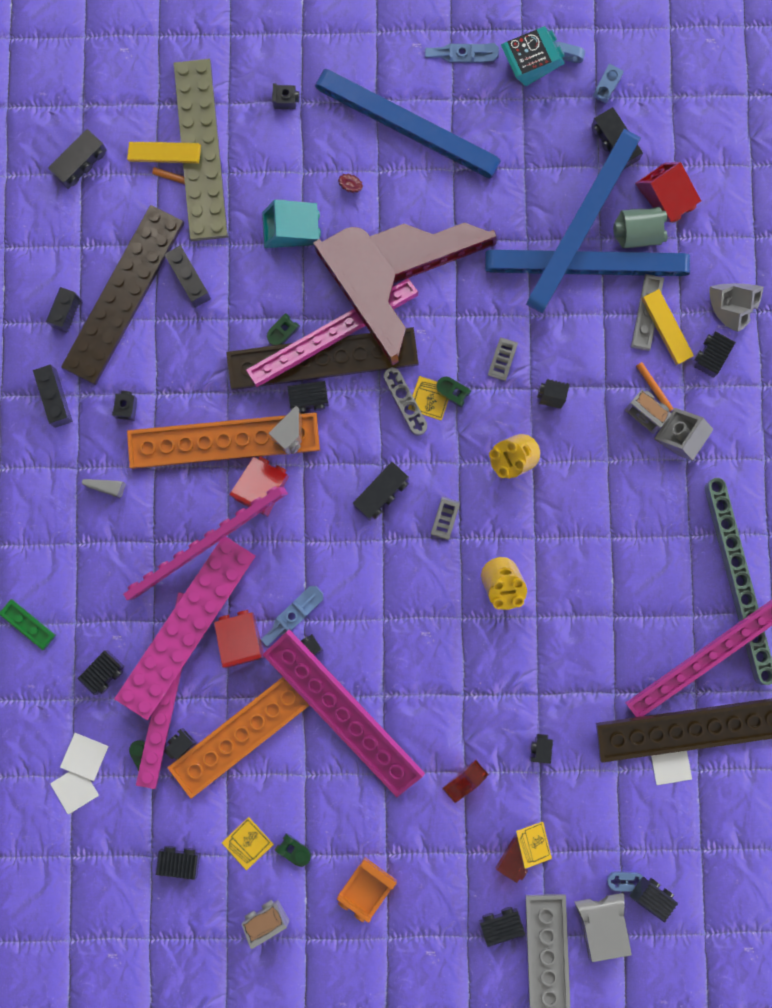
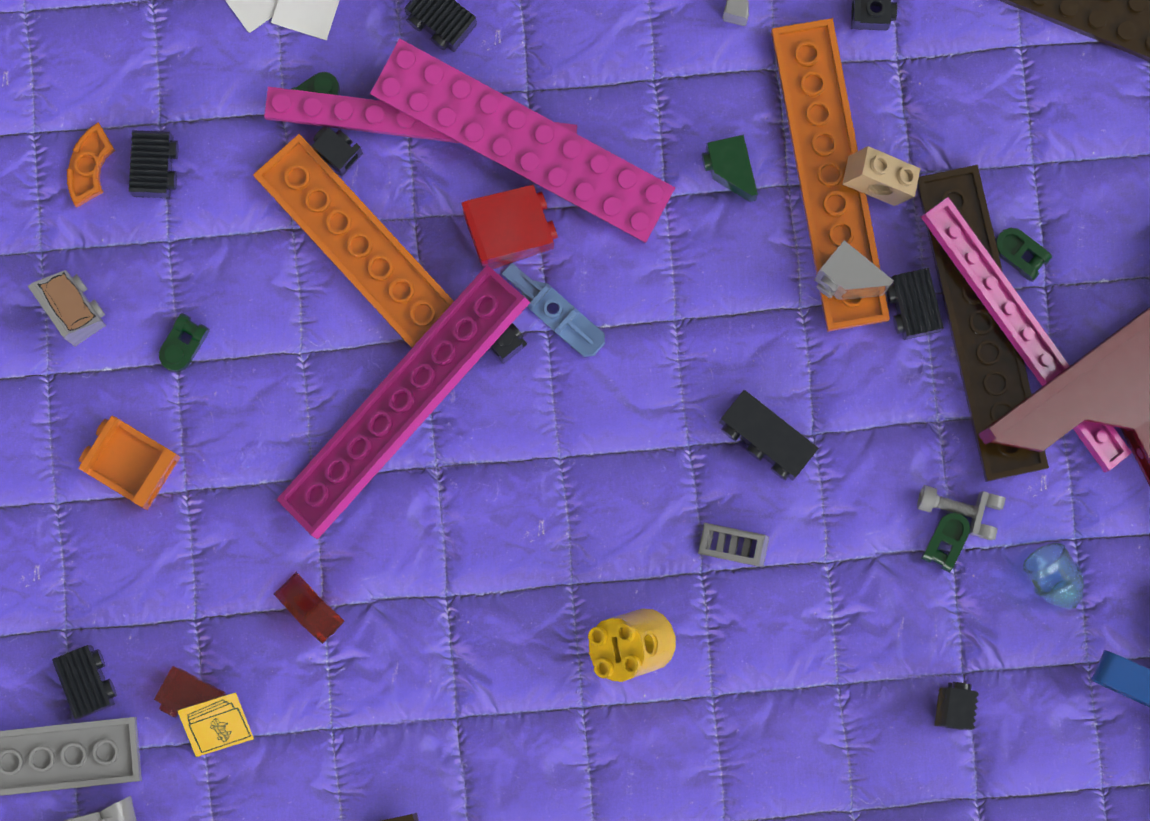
camera: 80 degrees right, 0 degrees up
(174, 906) = (86, 165): none -> orange tile
(187, 276) = (1097, 90): black brick -> none
(211, 538) = (665, 165): dark pink plate -> none
(212, 500) = (731, 166): none -> dark green slope
(228, 409) = (881, 176): none -> tan brick
(247, 843) = (189, 270): yellow sticker -> none
(257, 480) = (760, 238): slope -> none
(403, 402) = (923, 467): light grey beam -> none
(427, 399) = (930, 499): none -> light grey bar
(428, 399) = (921, 521): yellow sticker -> none
(478, 329) = (1055, 575): none -> clear light blue helmet
(507, 343) = (1035, 629): light grey slope -> none
(514, 456) = (844, 649): yellow cylinder -> none
(542, 749) = (368, 727): black brick -> none

